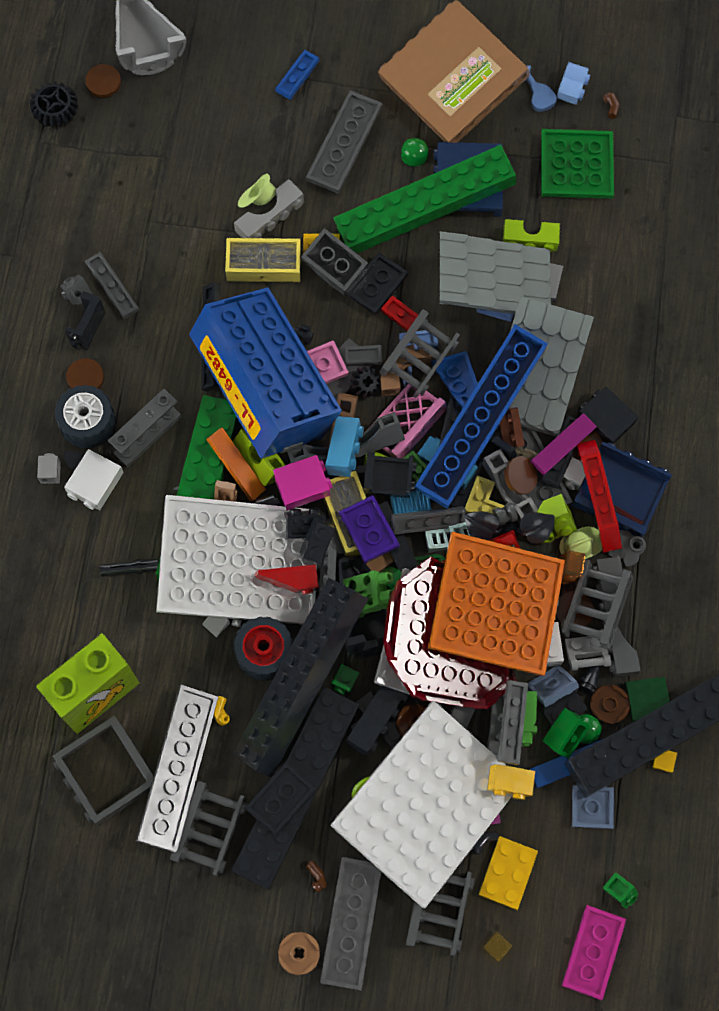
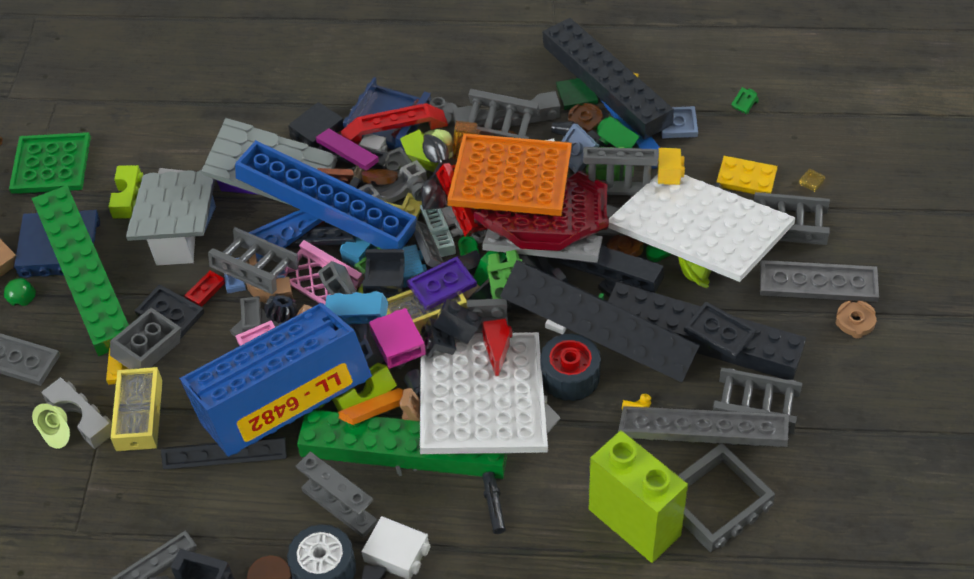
camera: 90 degrees left, 20 degrees down
(316, 871) = (782, 308): reddish brown arm -> none
(586, 647) = (536, 129): light grey plate -> none
(594, 952) = (800, 118): dark pink tile -> none

